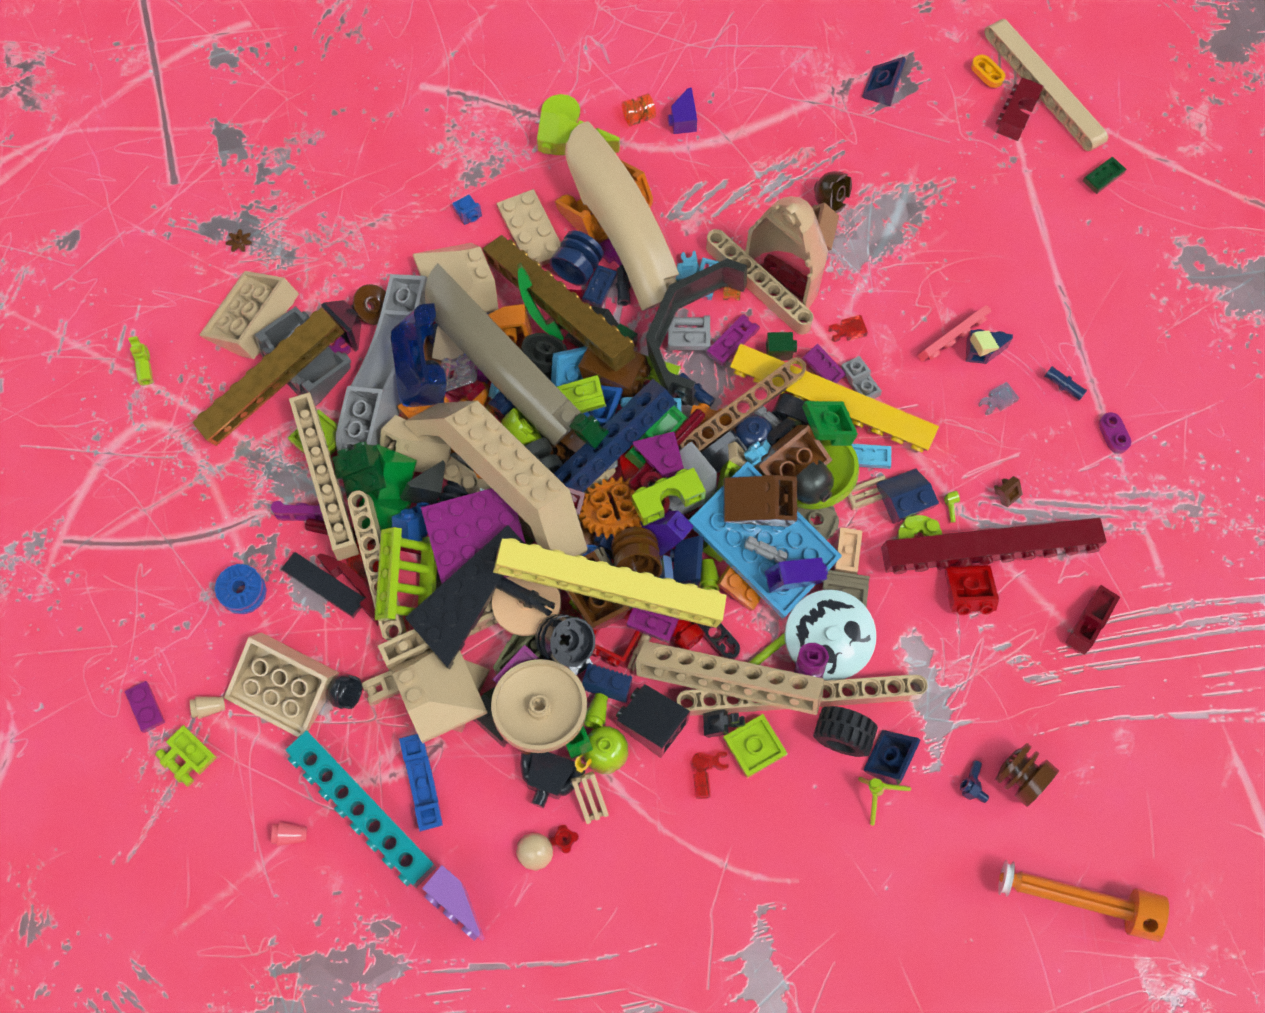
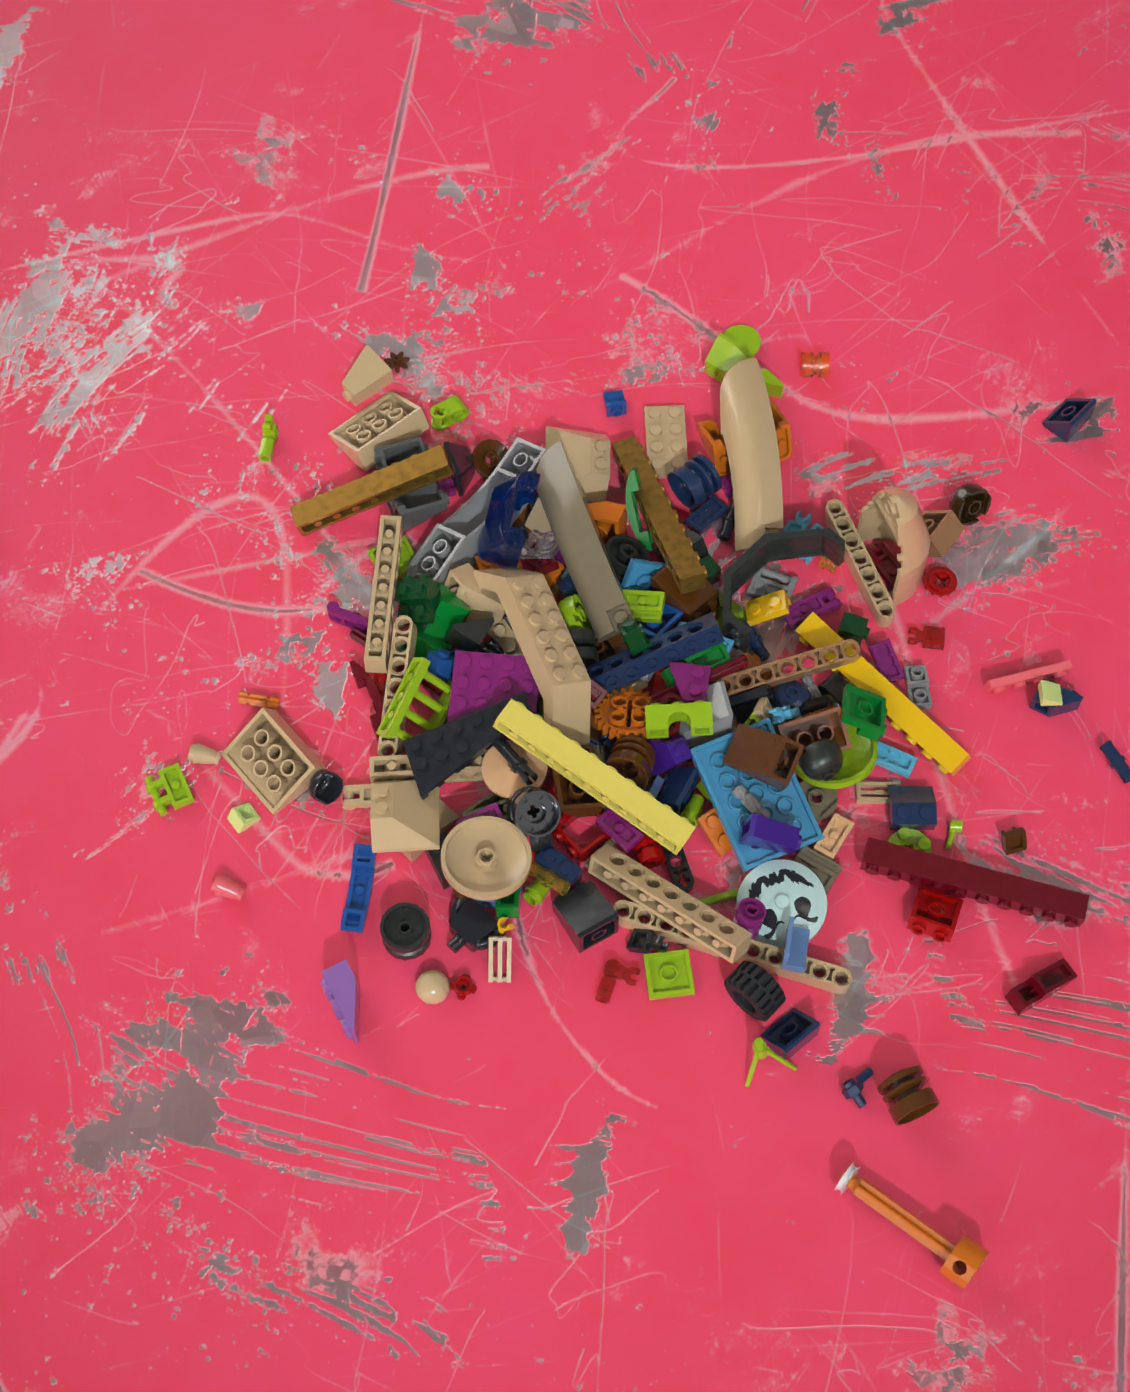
camera: 25 degrees right, 5 degrees down
(145, 707) = (152, 736): magenta plate -> none
(215, 266) = (366, 377): none -> tan slope
(231, 580) = (270, 655): blue wheel -> none
(240, 628) = (258, 700): none -> orange axle
(272, 754) = (243, 817): none -> yellowish green slope
(307, 746) = (274, 821): teal brick -> none
(311, 273) = (450, 411): none -> lime piece
(323, 584) = (345, 689): black tile -> none
(472, 803) = (405, 931): none -> pearl dark grey wheel
(606, 699) = (549, 879): none -> clear yellow pin
(608, 751) = (534, 926): lime cylinder -> none
(683, 114) = (856, 382): dark purple slope -> none
(696, 354) = (767, 607): none -> yellow bracket
(836, 265) = (941, 573): none -> red gear
(864, 674) = (795, 948): none -> medium blue panel
(1000, 397) = (1048, 752): clear light blue plate -> none

